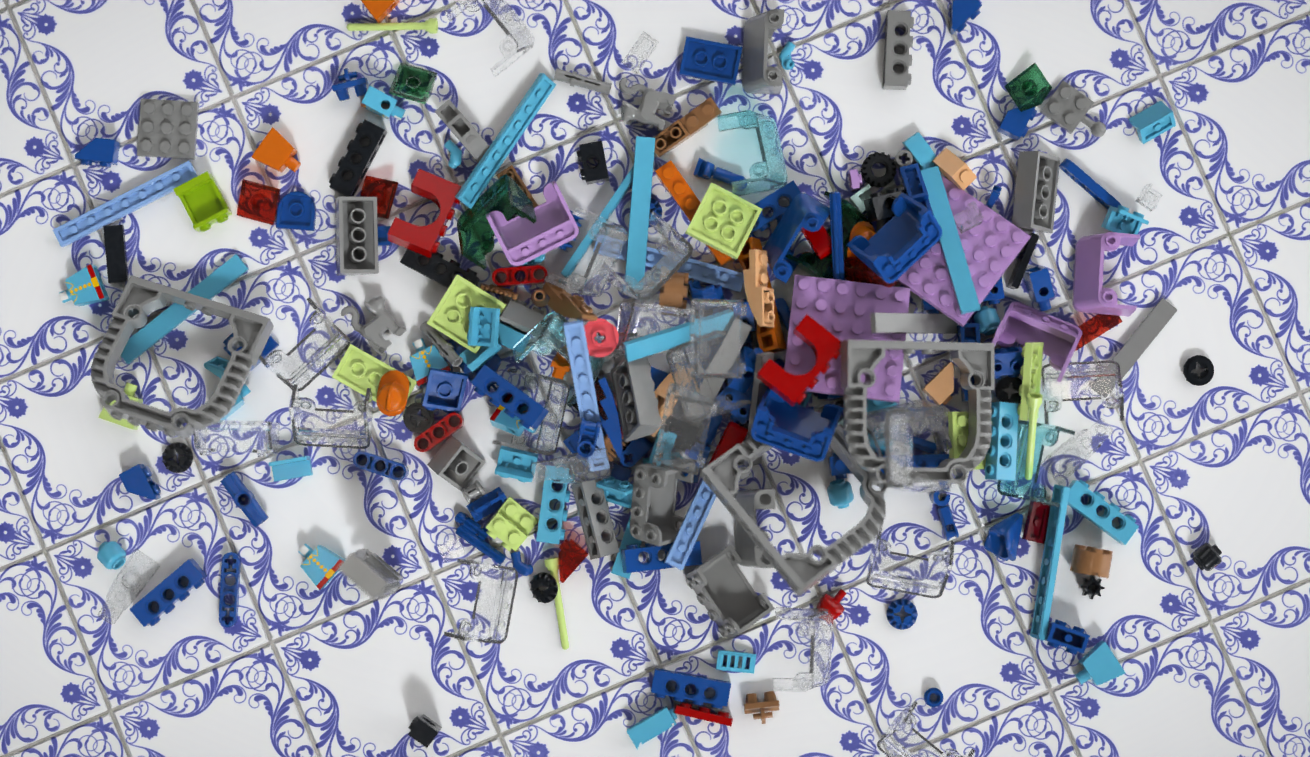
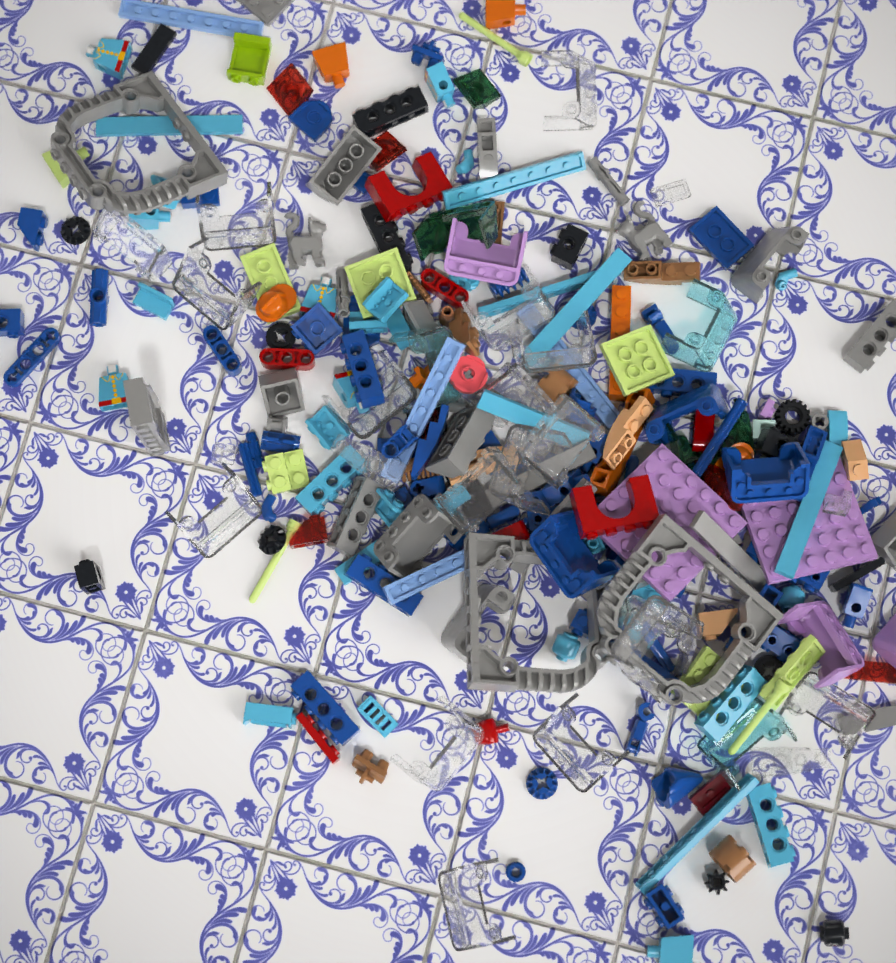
camera: 35 degrees right, 10 degrees down
(728, 593) = (414, 655): light grey windscreen -> none

